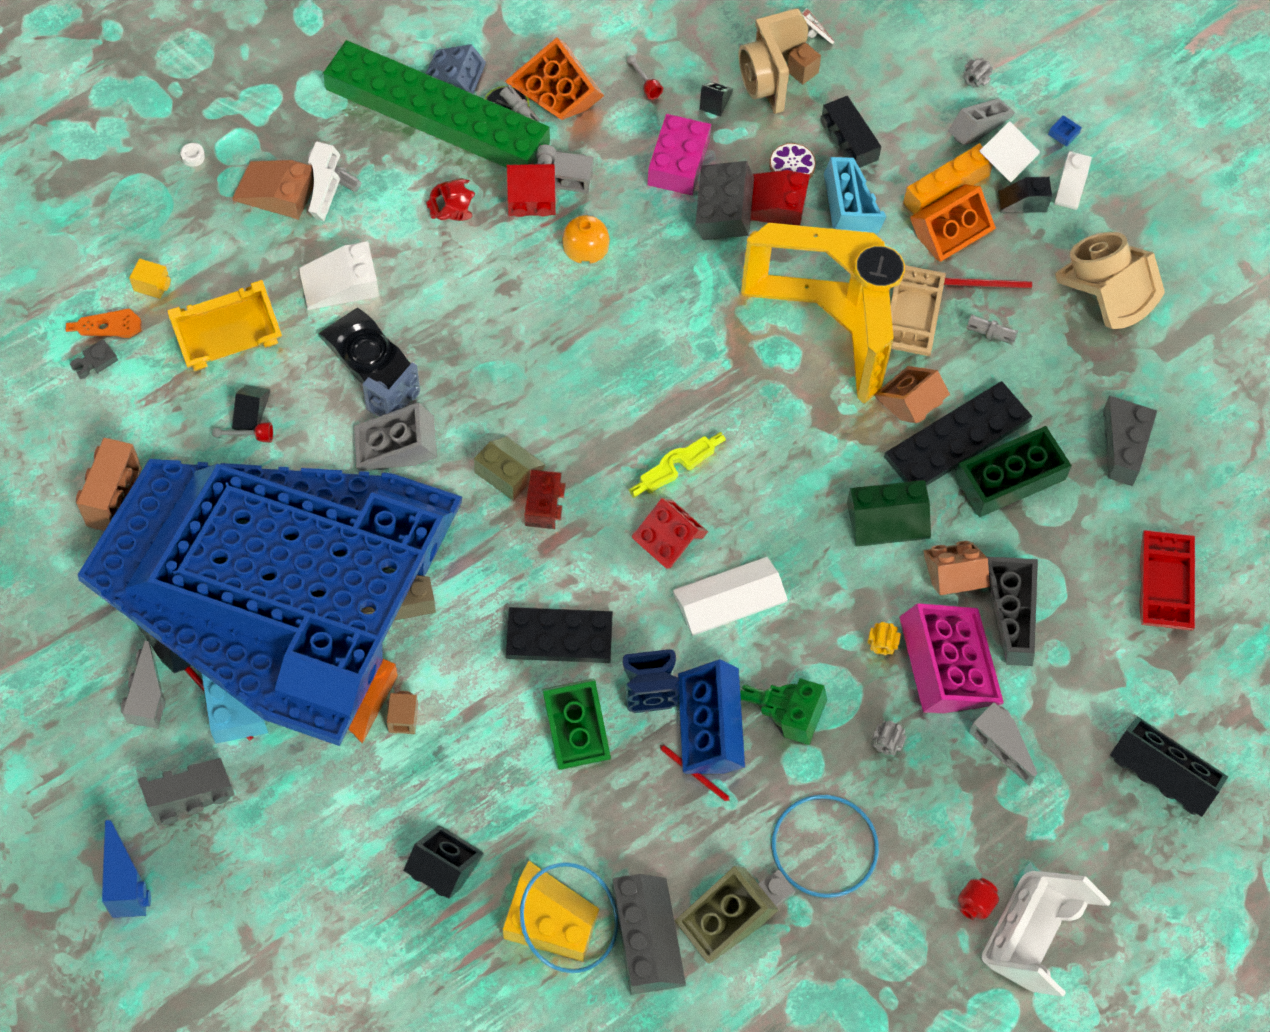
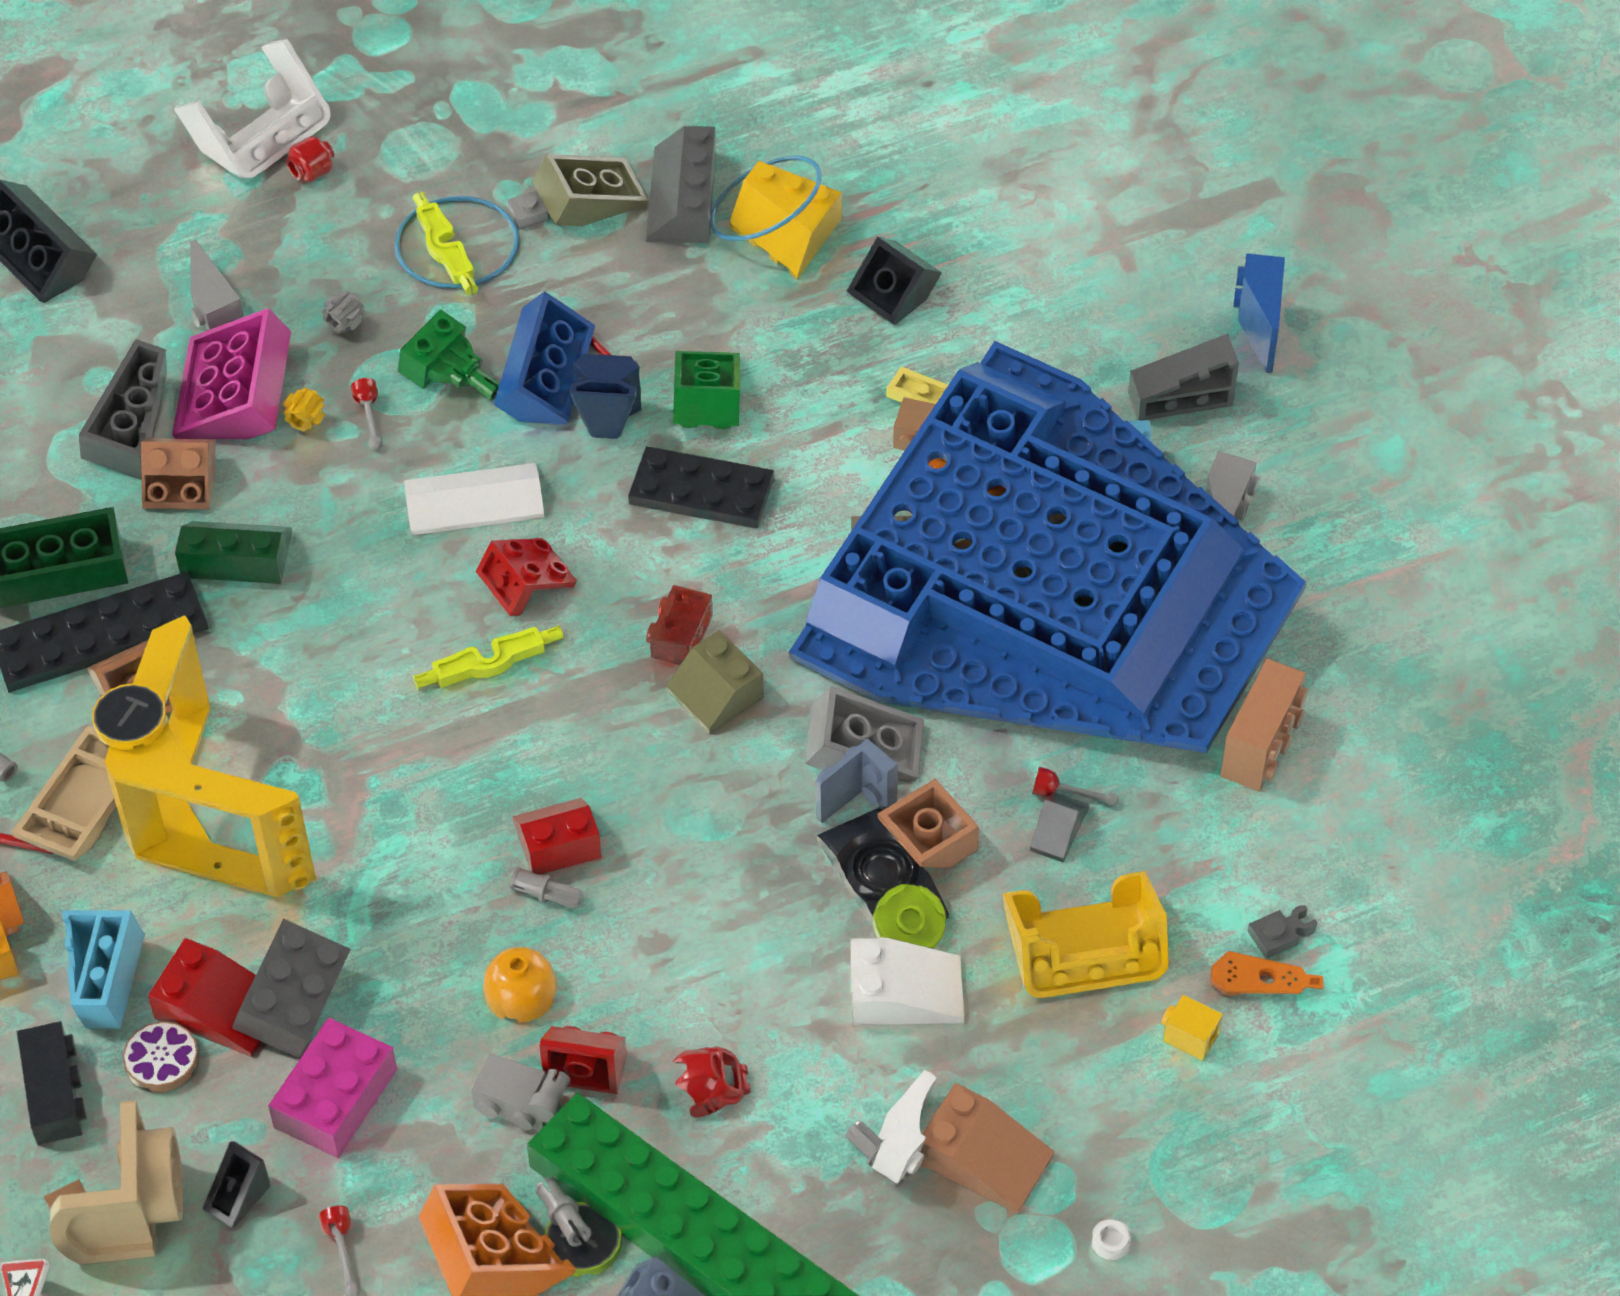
camera: 165 degrees left, 10 degrees down
(337, 371) = (932, 827): none -> nougat slope
(342, 317) = (910, 916): none -> lime tile
(401, 750) = (914, 386): none -> light yellow plate
(586, 303) = (545, 888): none -> light grey axle
(590, 338) = (558, 836): none -> red slope
(842, 844) = (450, 254): none -> neon yellow piece
(843, 667) = (365, 394): none -> hinge

